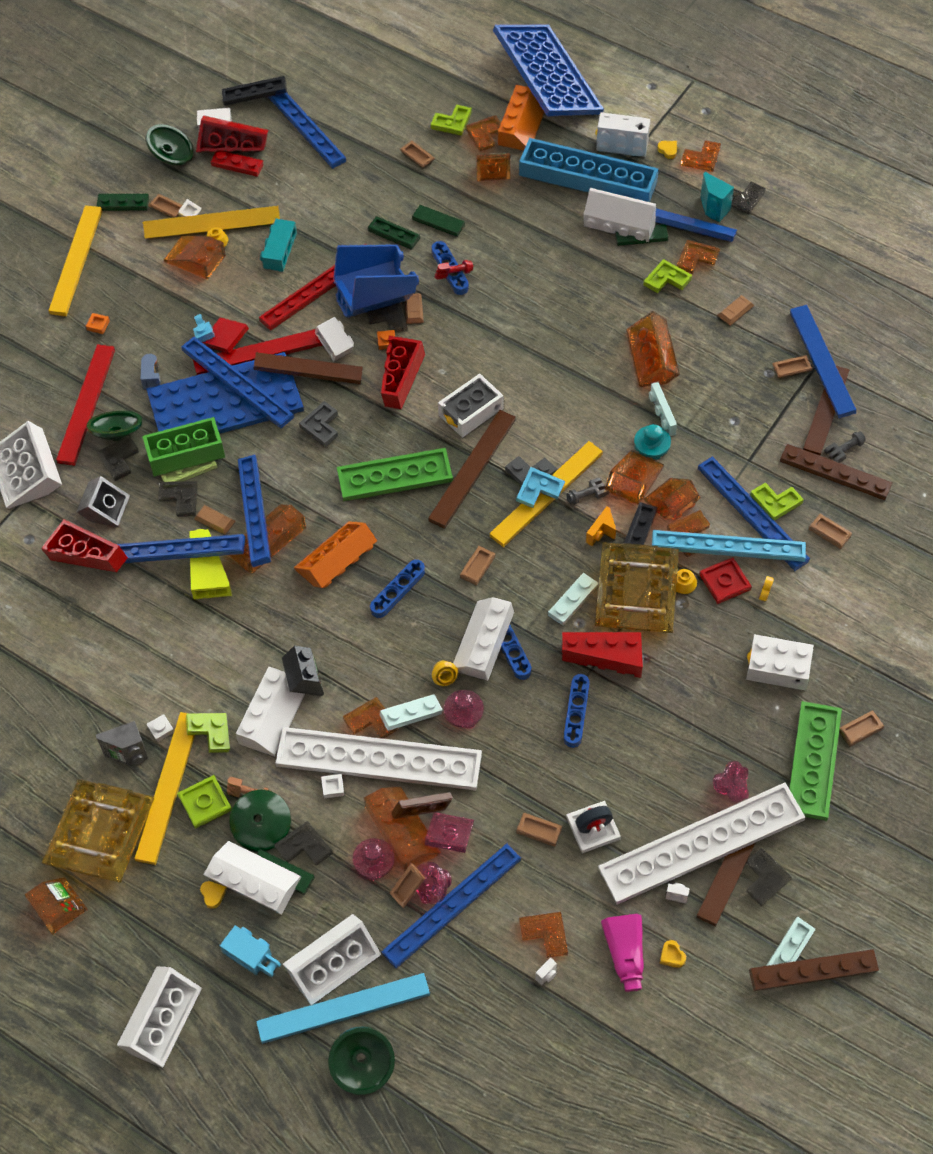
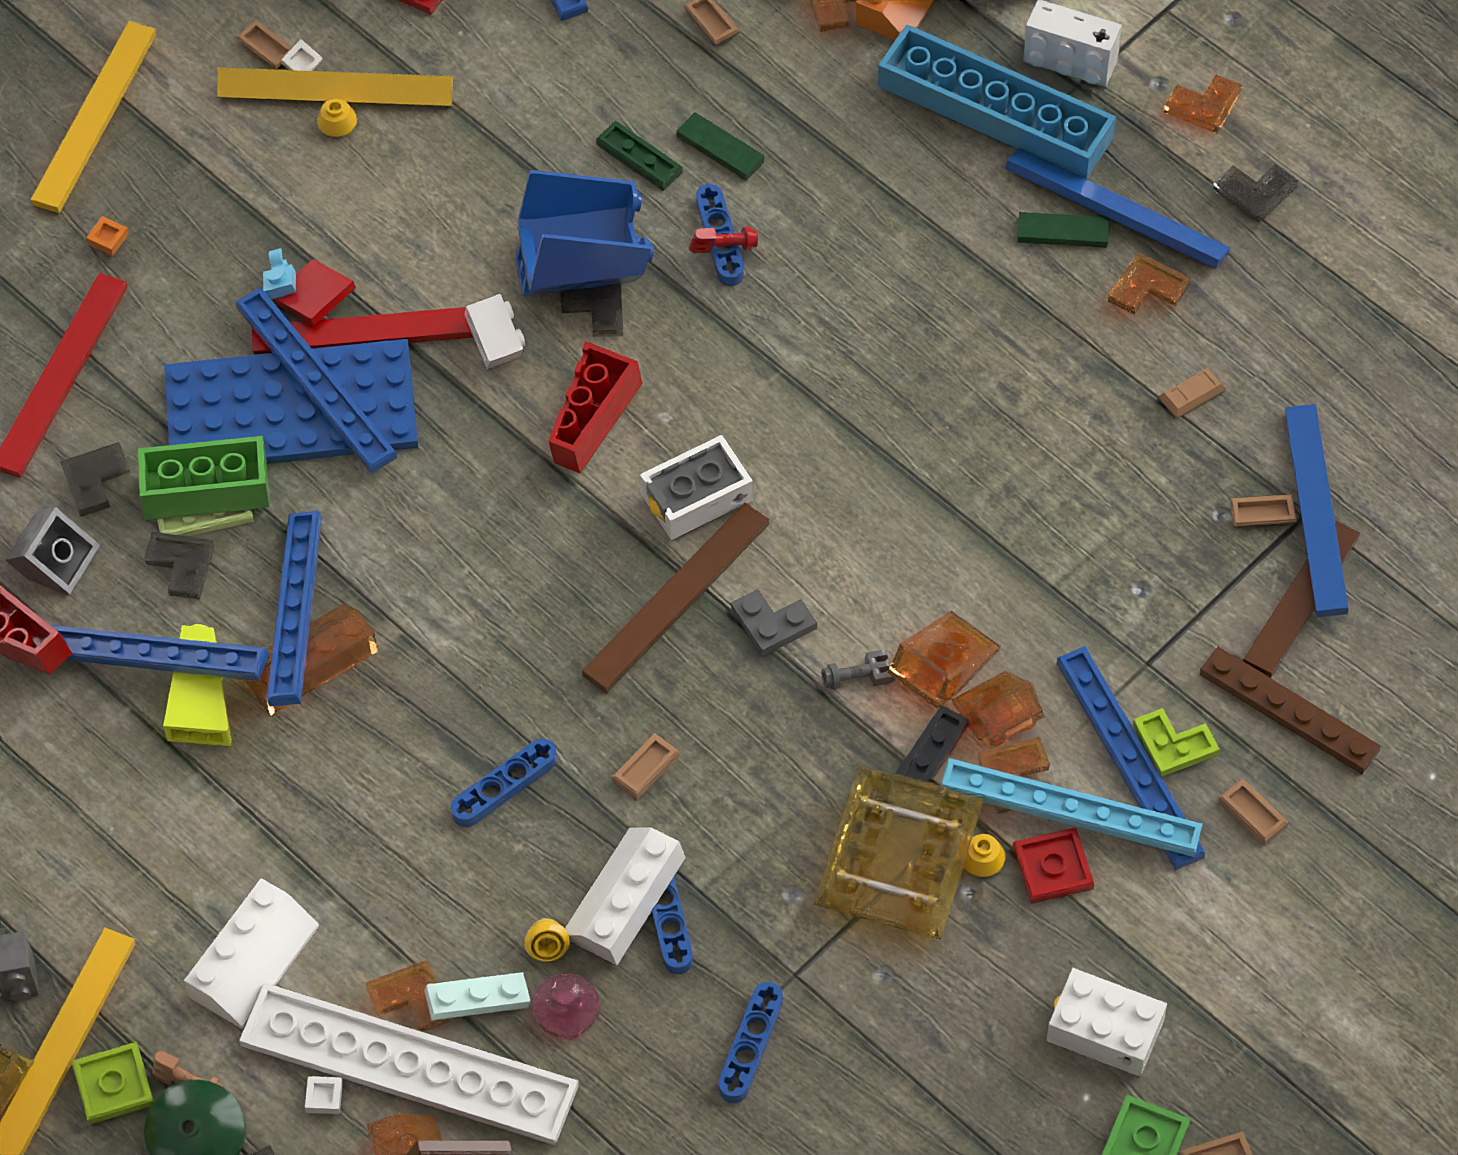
camera: 10 degrees right, 0 degrees up
(114, 425) = (98, 419): dark green dish -> none
(123, 202) = (194, 24): dark green plate -> none
(149, 371) = (174, 335): sand blue leg -> none
(160, 728) = (68, 948): white plate -> none
(197, 255) = (297, 141): clear orange slope -> none
(212, 725) = (154, 962): lime plate -> none
(214, 520) = (229, 611): medium nougat tile -> none
(278, 245) = (438, 146): teal brick -> none
(299, 300) = (454, 248): red tile -> none
(302, 671) = (315, 896): black slope -> none
(308, 368) = (439, 375): reddish brown tile -> none
(317, 424) = (433, 472): dark grey plate -> none
(336, 554) = (415, 706): orange slope -> none
(383, 338) = (576, 342): orange plate -> none
(394, 474) = (543, 585): bright green plate -> none
(414, 309) = (643, 299): medium nougat tile -> none
(492, 166) = (834, 63): clear orange slope -> none
(524, 514) = (789, 662): yellow tile -> none
(536, 483) = (773, 642): medium azure plate -> none
(573, 599) = (790, 852): light aqua plate -> none
(603, 525) = (868, 733): light orange slope -> none
(605, 650) = (820, 949): red wedge -> none
(620, 214) = (1030, 188): white slope -> none
(652, 350) = (1029, 442): clear orange slope -> none
(652, 441) = (990, 603): teal plate -> none
(662, 409) = (1020, 549): light aqua plate -> none
(665, 273) = (1089, 307): lime plate -> none
(668, 148) = (1148, 79): yellow tile -> none
(716, 197) = (1206, 185): teal slope -> none
(766, 588) = (1117, 892): yellow tile -> none
(857, 438) = (1342, 658): dark grey hinge -> none

